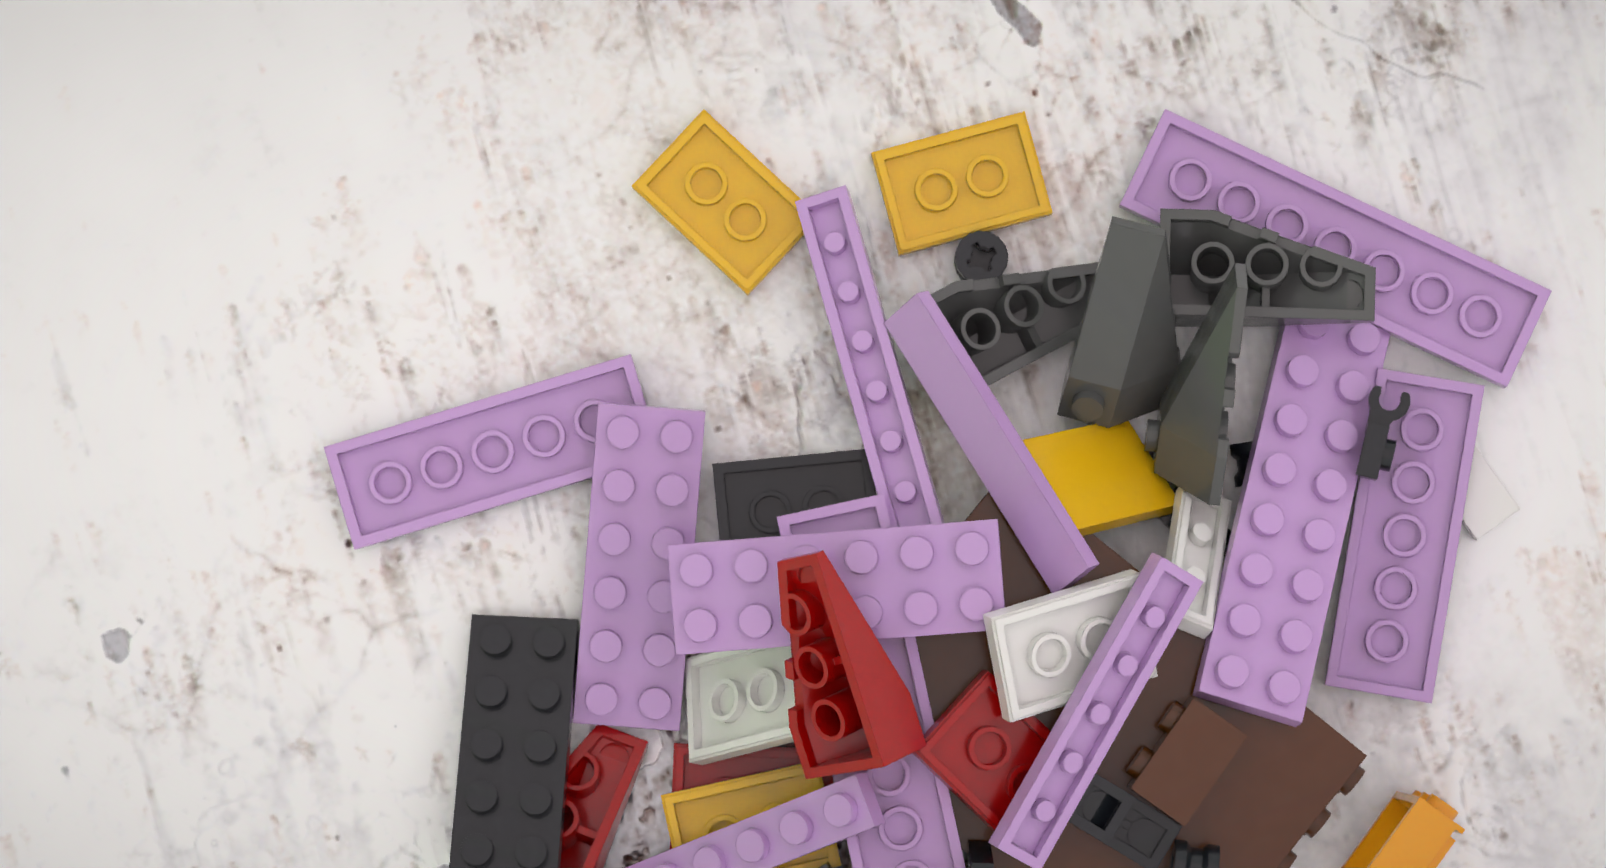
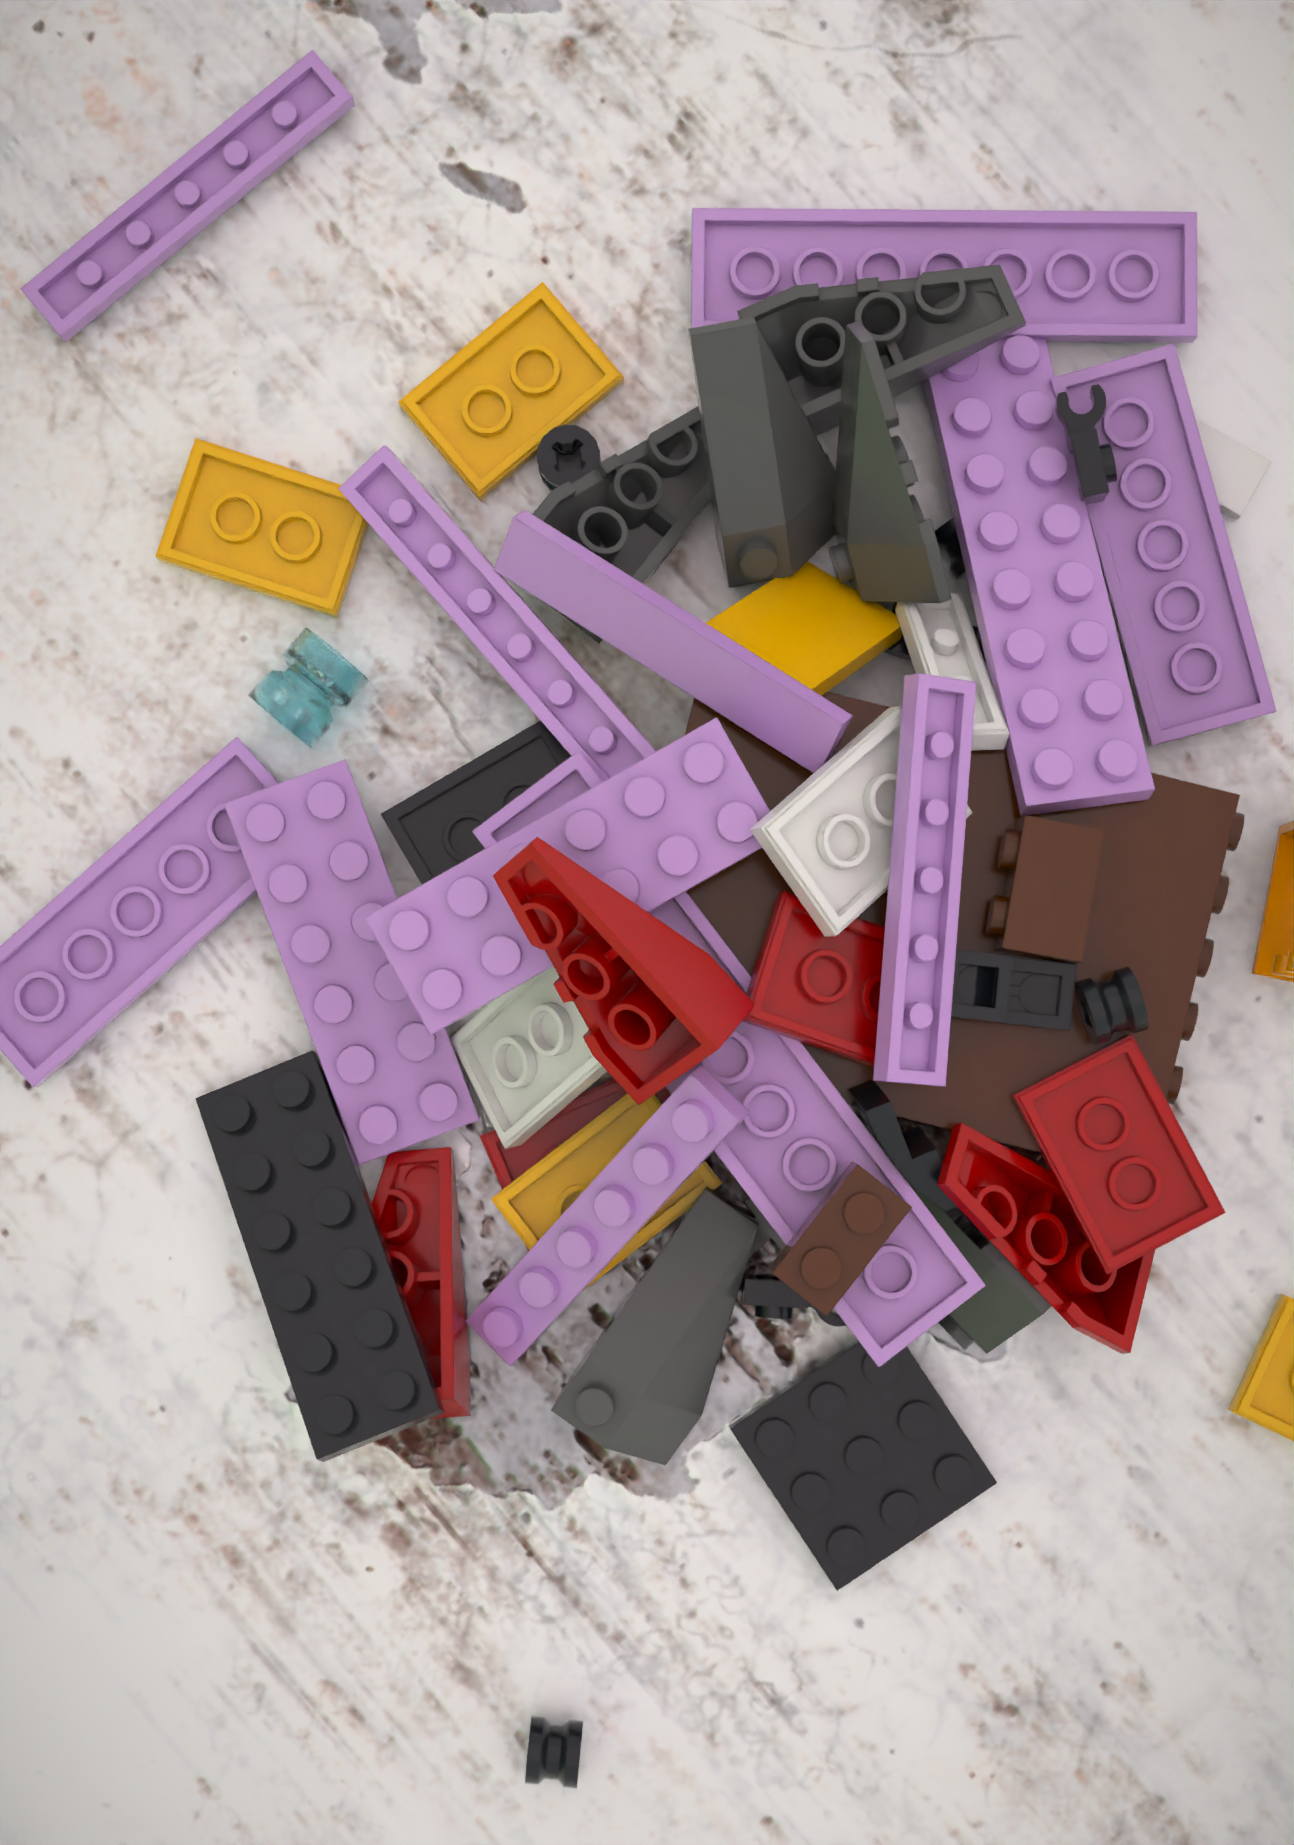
camera: 30 degrees left, 0 degrees up
(702, 342) = (309, 687): none -> clear light blue wheel

